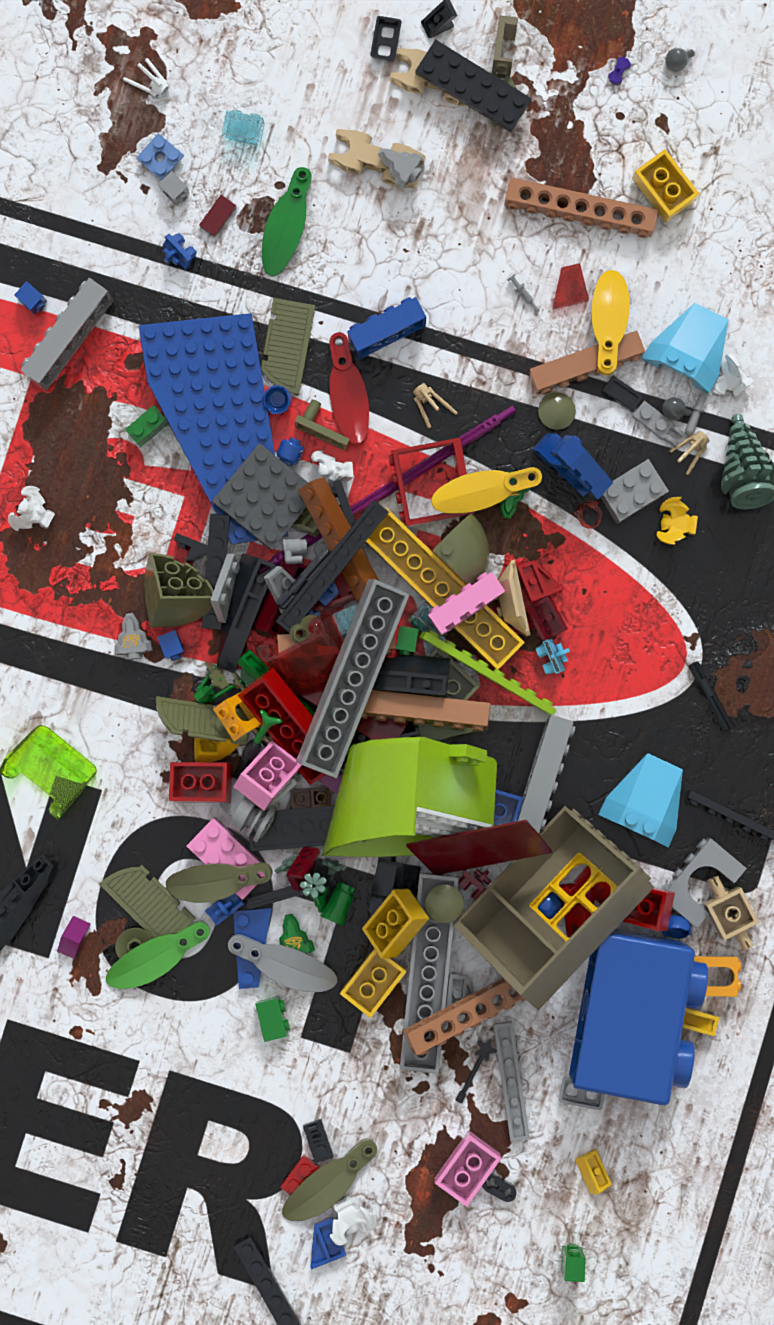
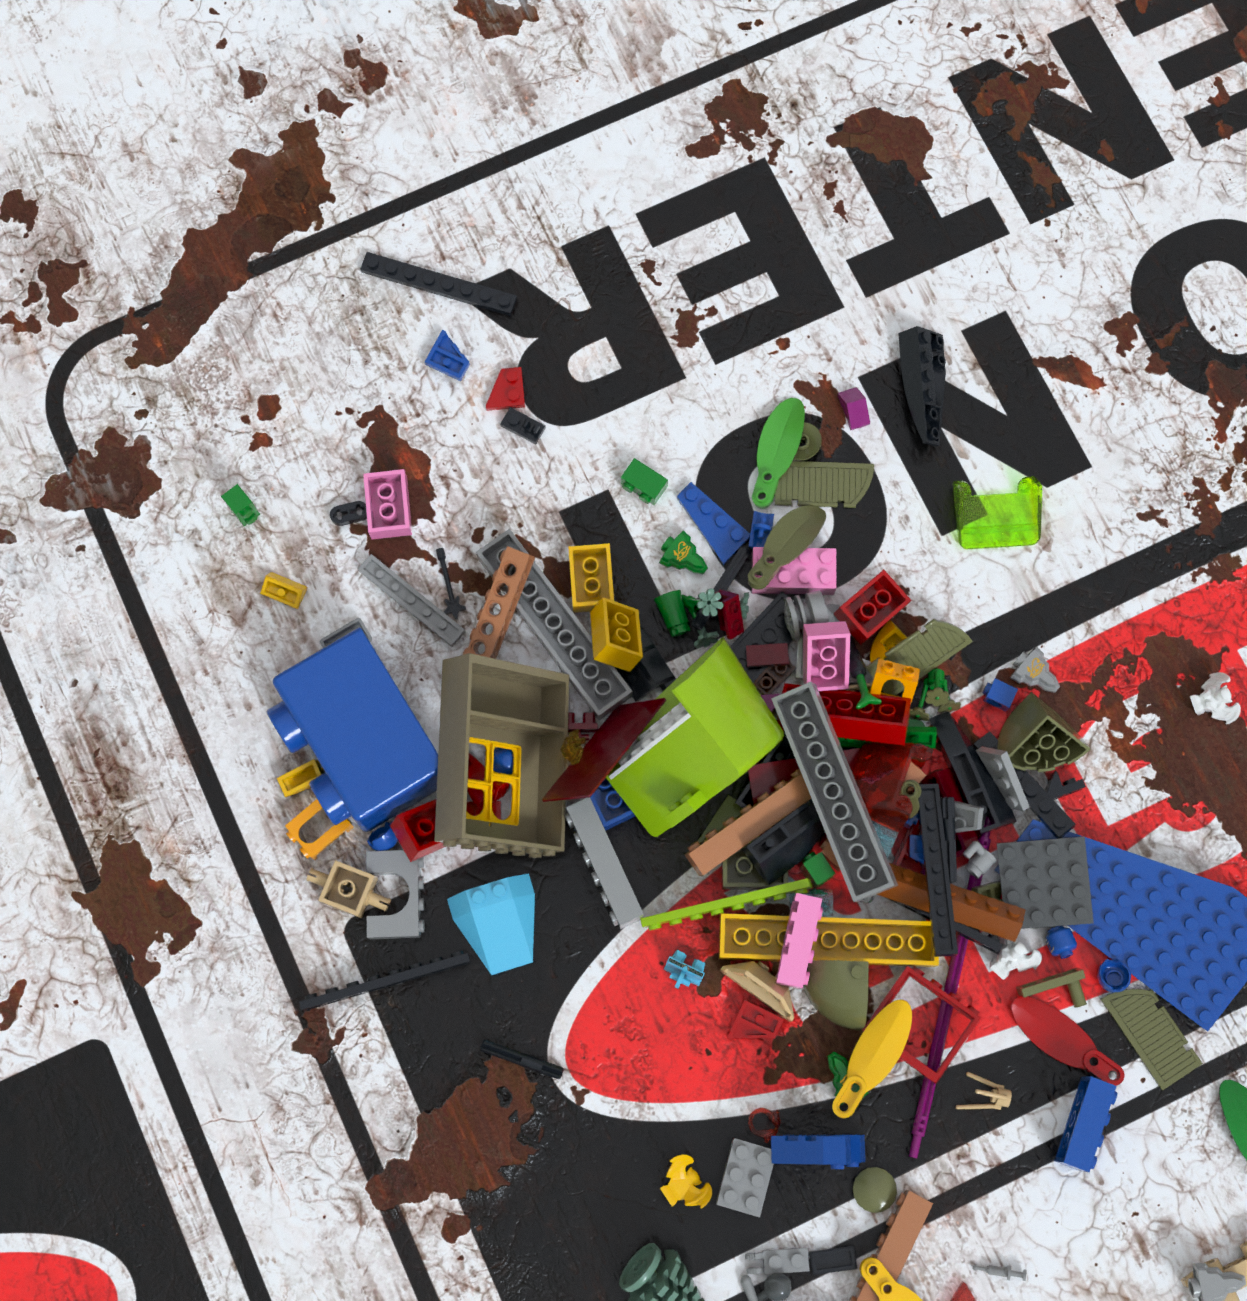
camera: 135 degrees right, 10 degrees down
(147, 426) = (1196, 852): green brick -> none
(285, 965) = (672, 529): light grey plant -> none
(303, 815) = (767, 655): none -> dark red tile
(327, 1183) = (486, 401): olive plant -> none
(350, 1219) = (446, 388): white animal -> none
(444, 903) = (591, 684): olive dish -> none
(458, 988) = (518, 633): light grey wing -> none
(498, 870) = (572, 747): none -> clear yellow plate
(546, 618) = (719, 996): dark red bracket -> none
(698, 442) = (730, 1276): tan plant -> none

